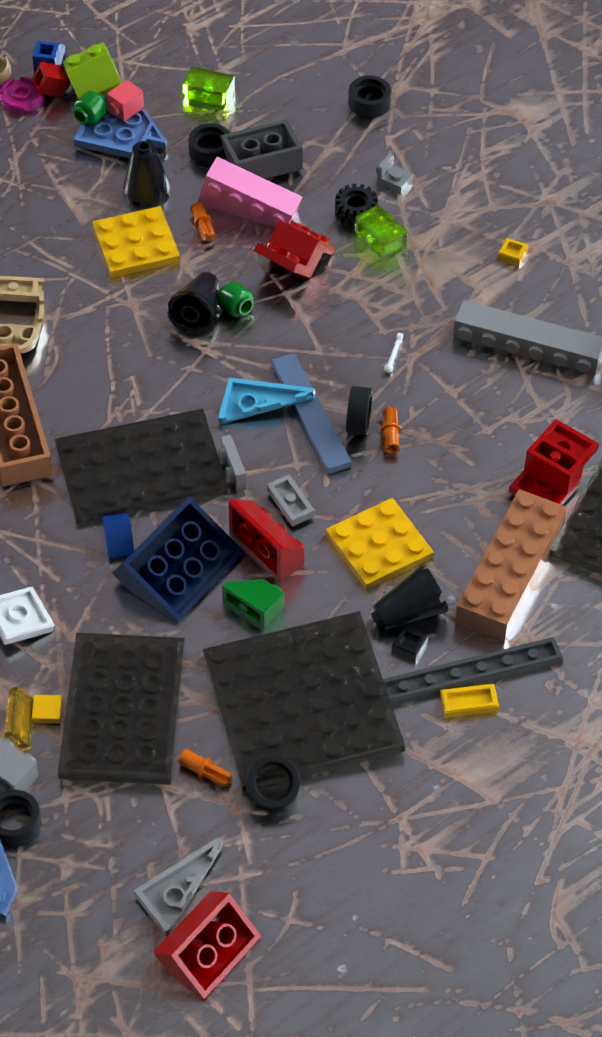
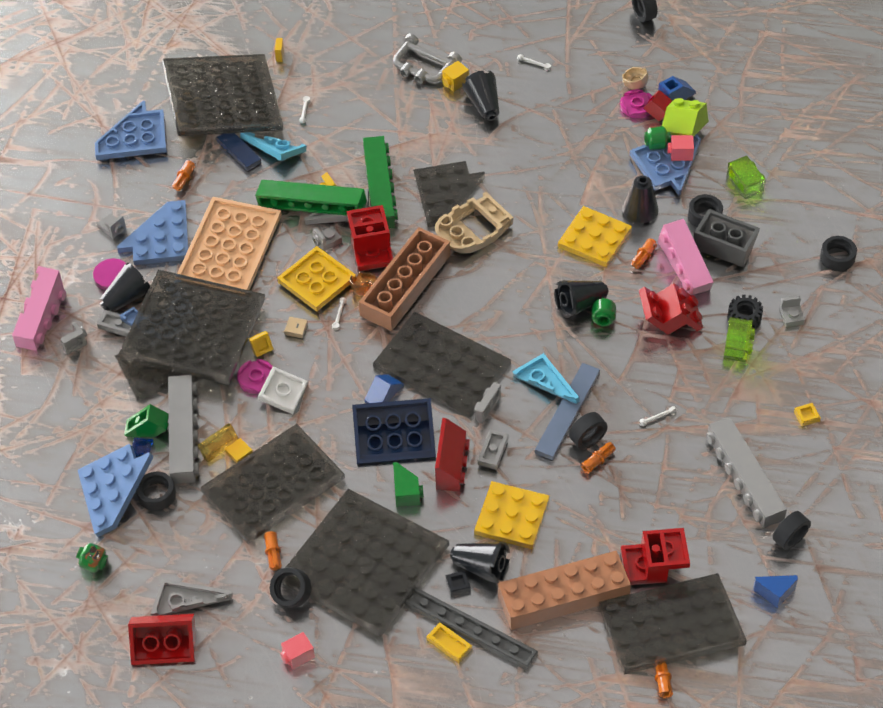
camera: 50 degrees right, 0 degrees up
(34, 937) = (92, 557): none -> green head
(350, 832) = (297, 651): none -> coral brick

